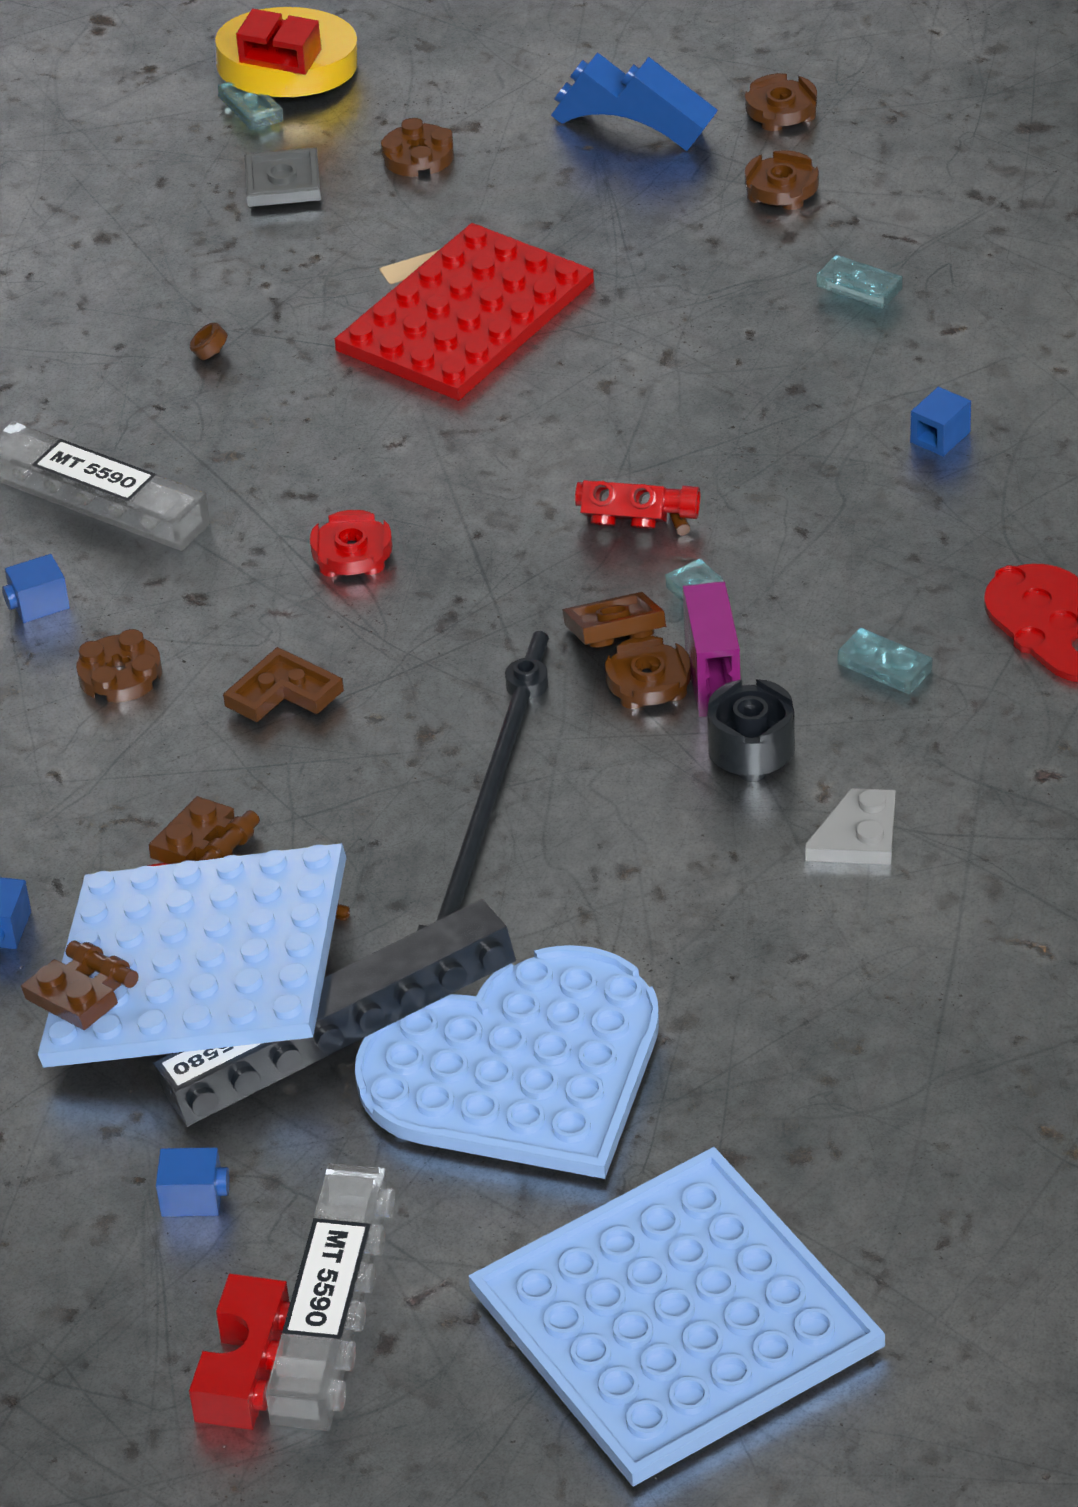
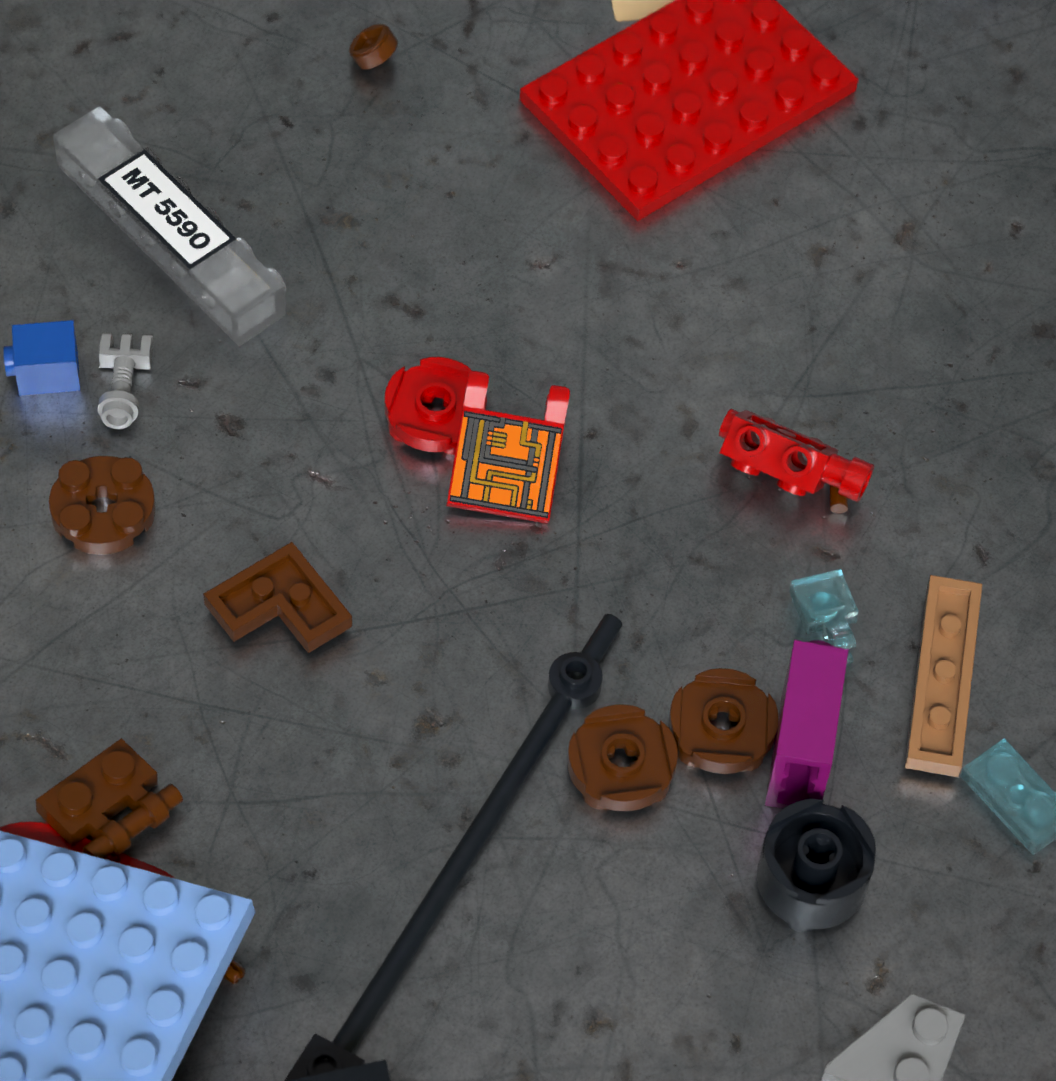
camera: 10 degrees right, 15 degrees up
(105, 603) = (118, 406): none -> light grey hinge
(419, 560) = (504, 459): none -> flag
(601, 717) = (616, 787): none -> reddish brown plate
(614, 618) = (706, 632): reddish brown plate -> none
(801, 603) = (943, 676): none -> medium nougat plate

